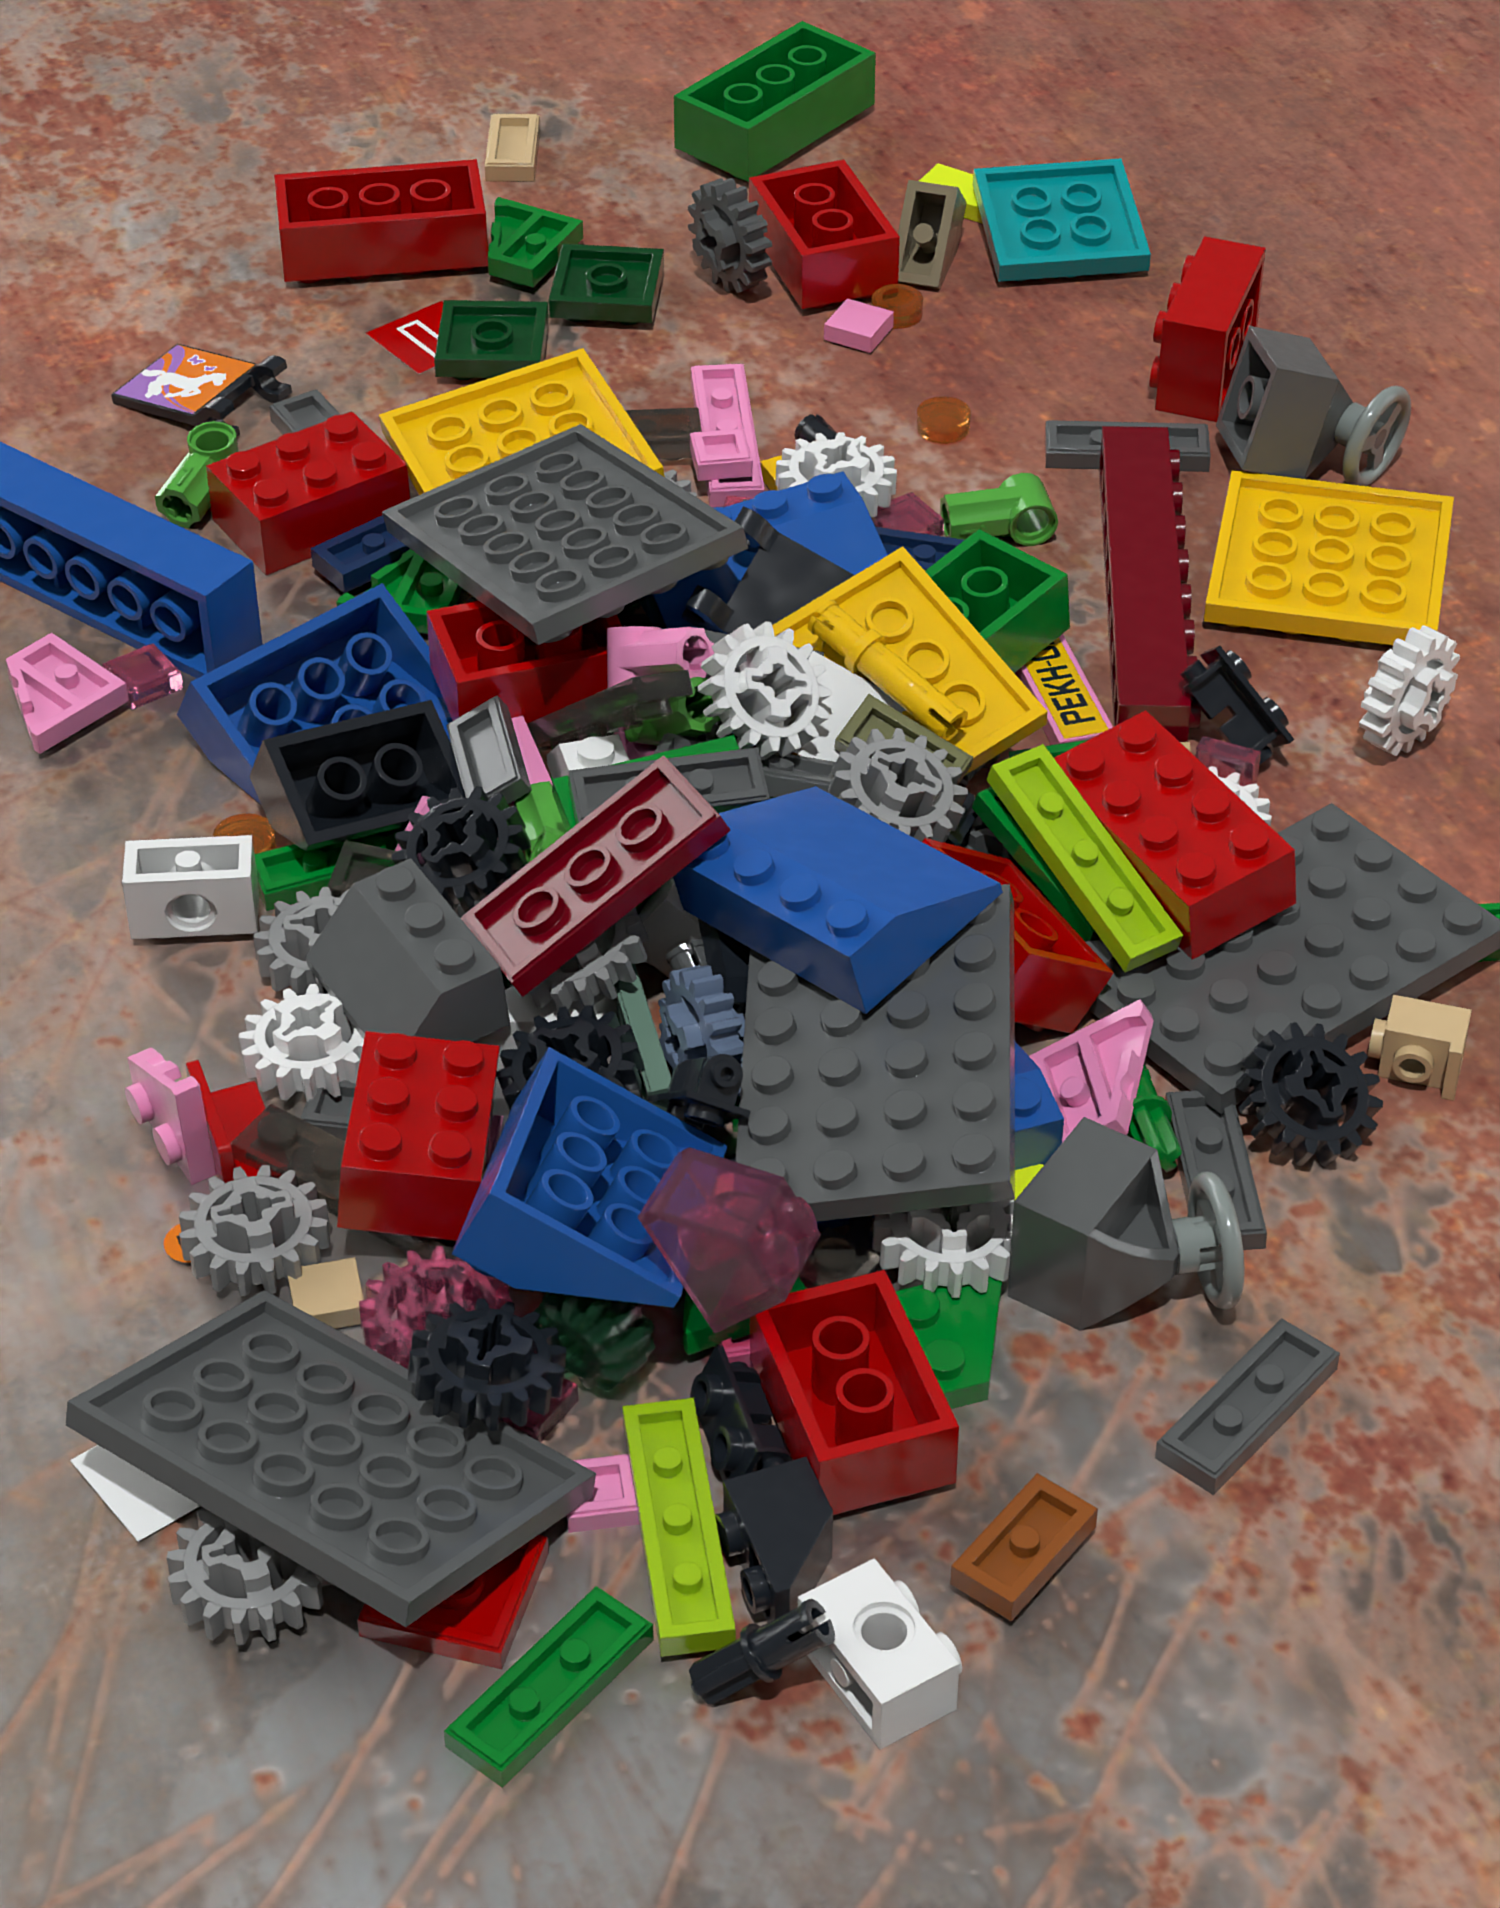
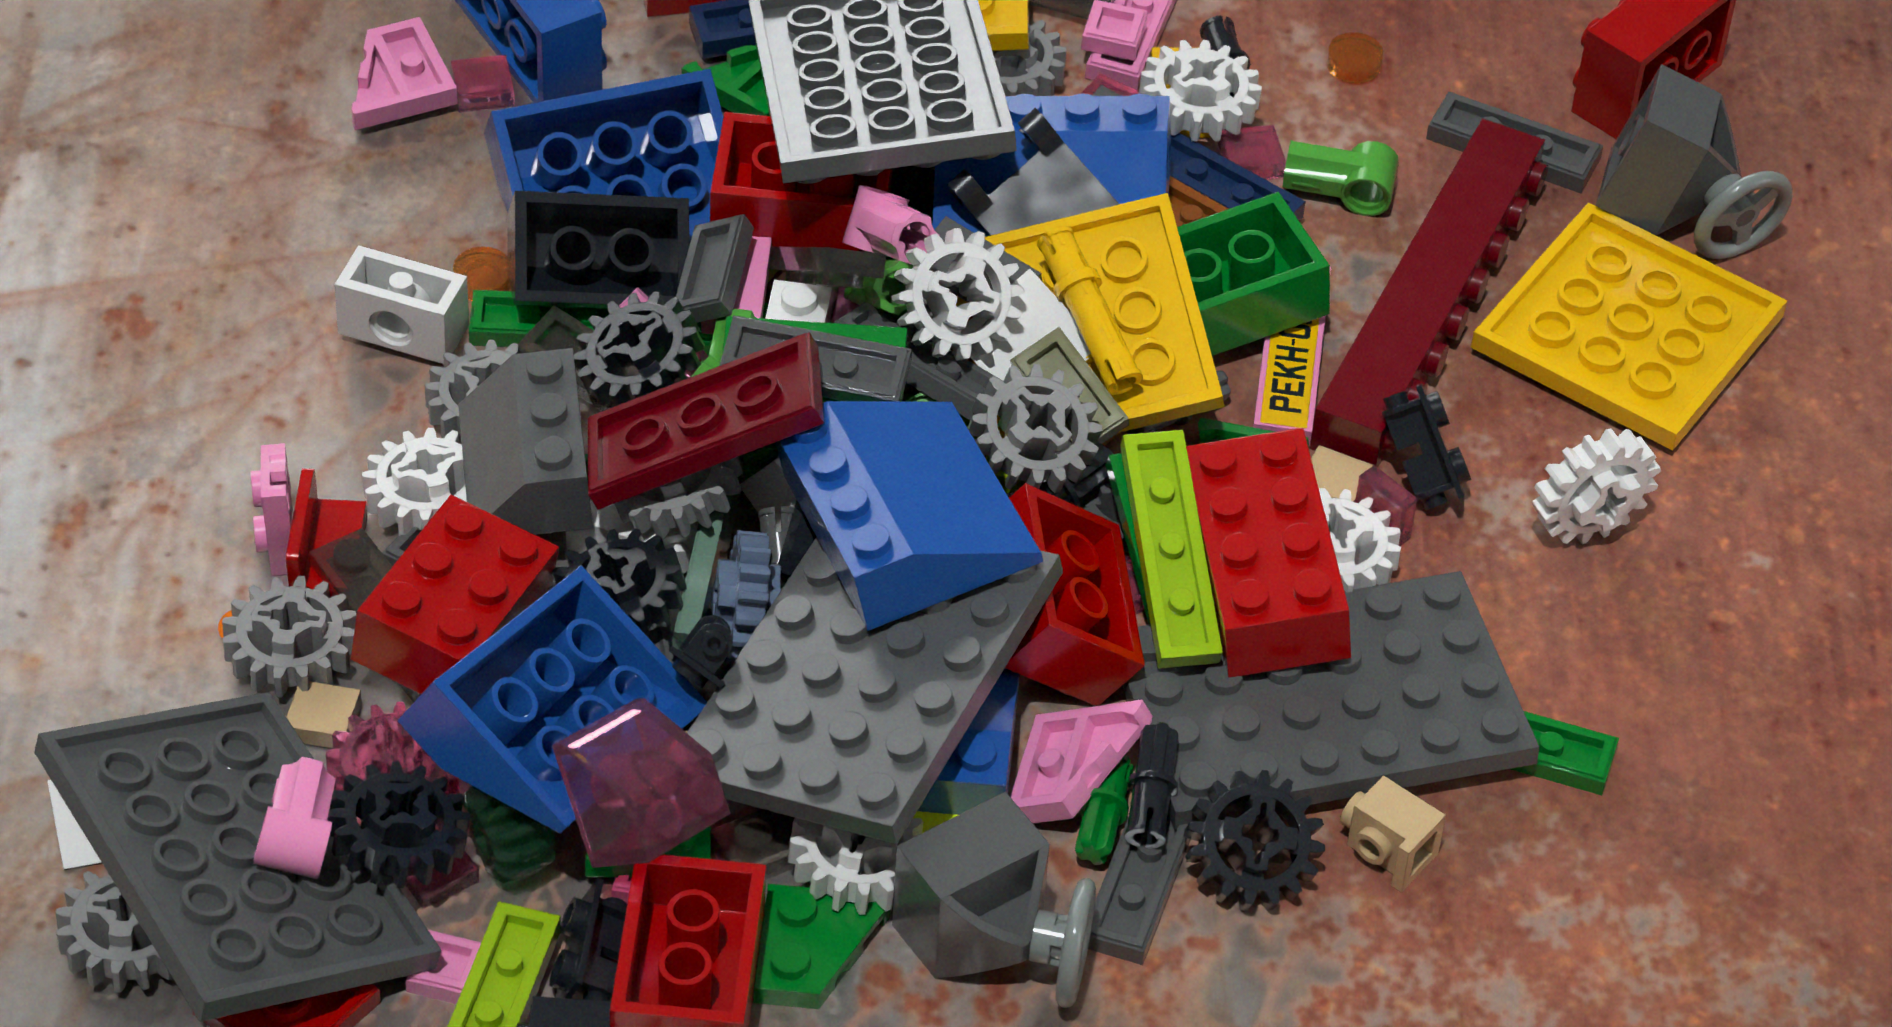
camera: 20 degrees right, 5 degrees up
(388, 1401) = (297, 825): none -> bright pink piece
(1189, 1077) = (1152, 785): none -> black axle

